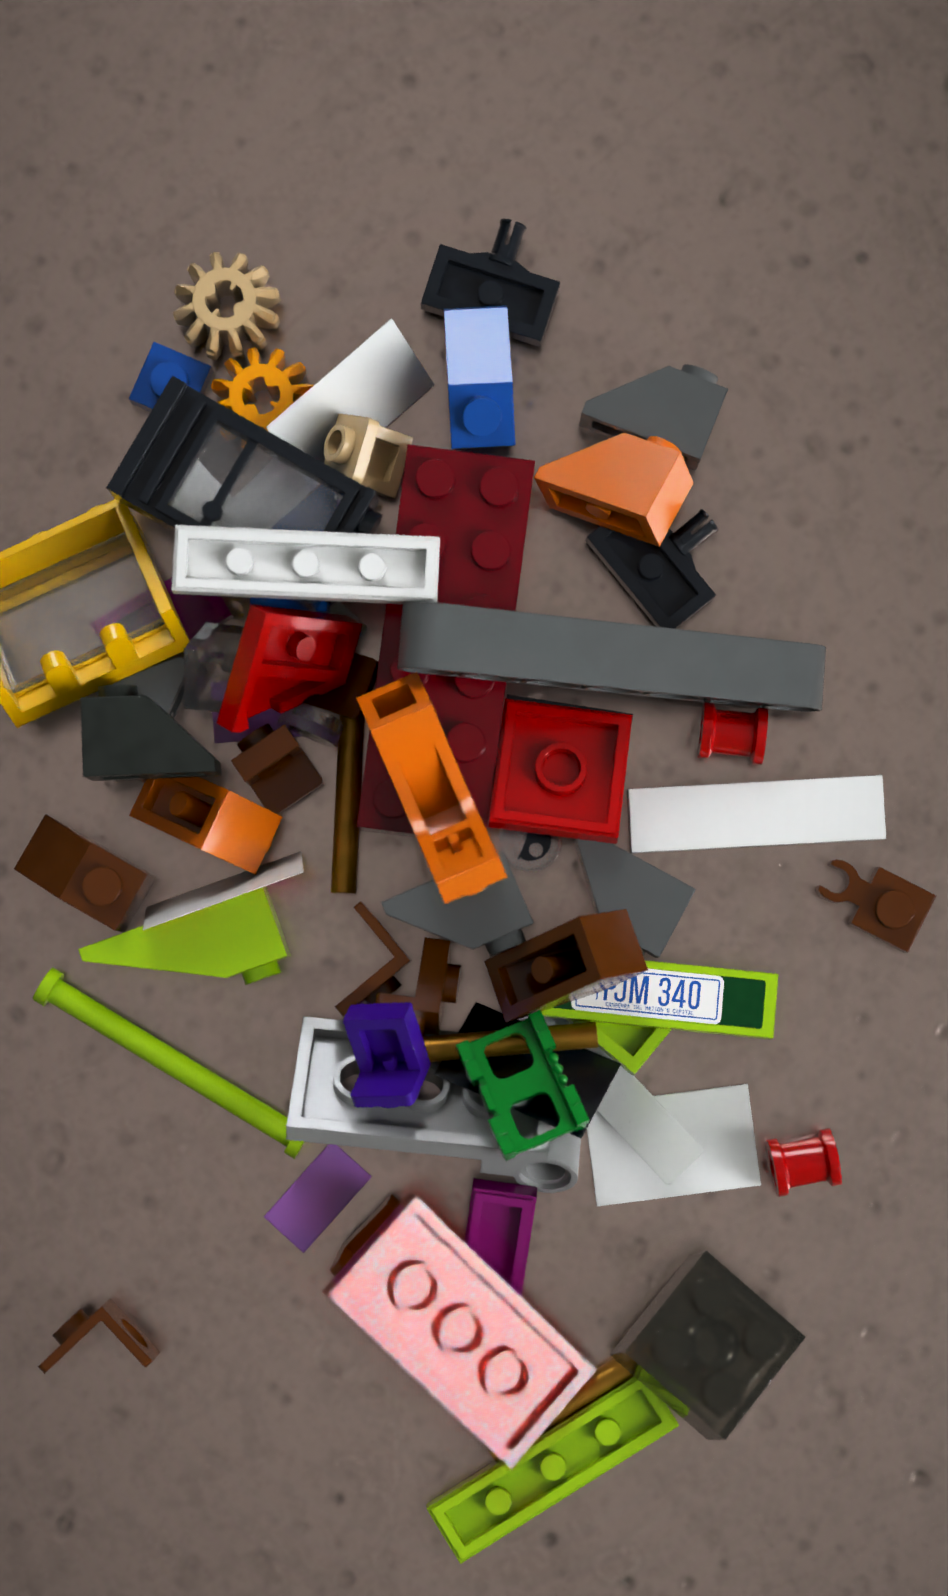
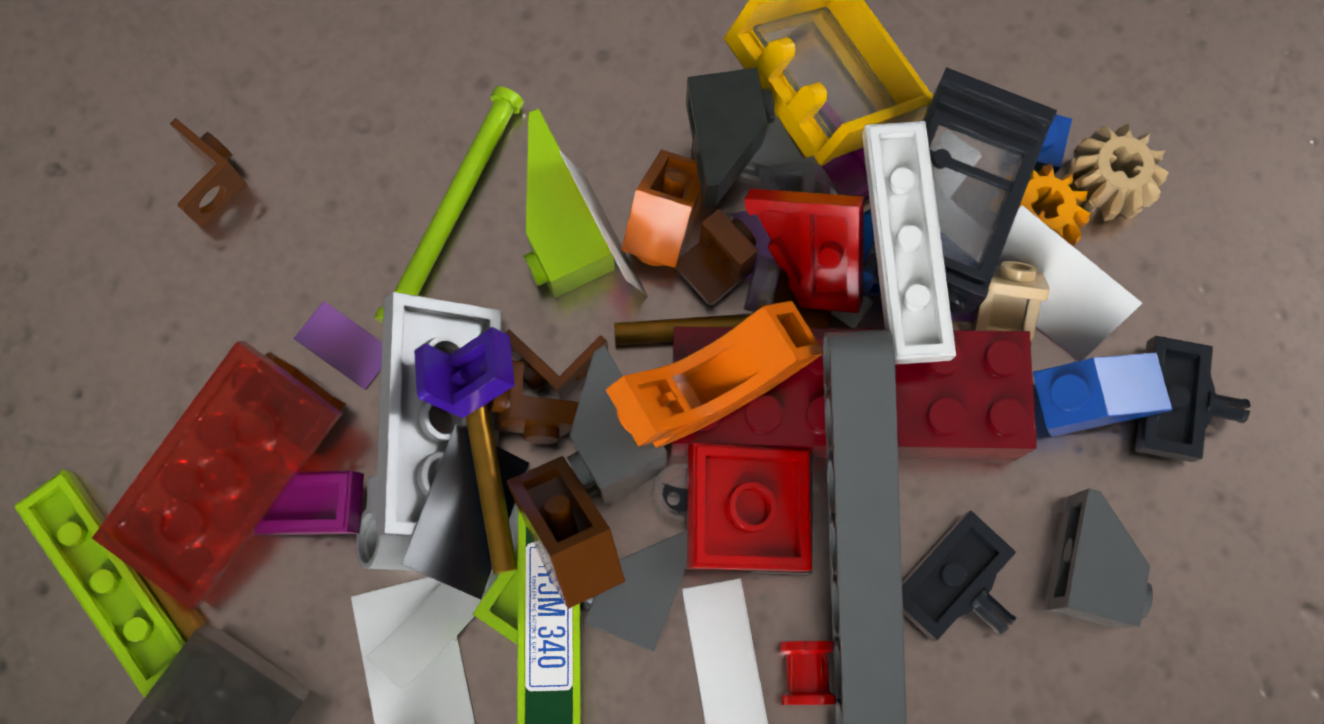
camera: 80 degrees right, 10 degrees down
(84, 874) = (603, 119): reddish brown slope -> none
(541, 1078) = (436, 482): green piece -> none
(620, 485) = (1028, 533): orange slope -> none

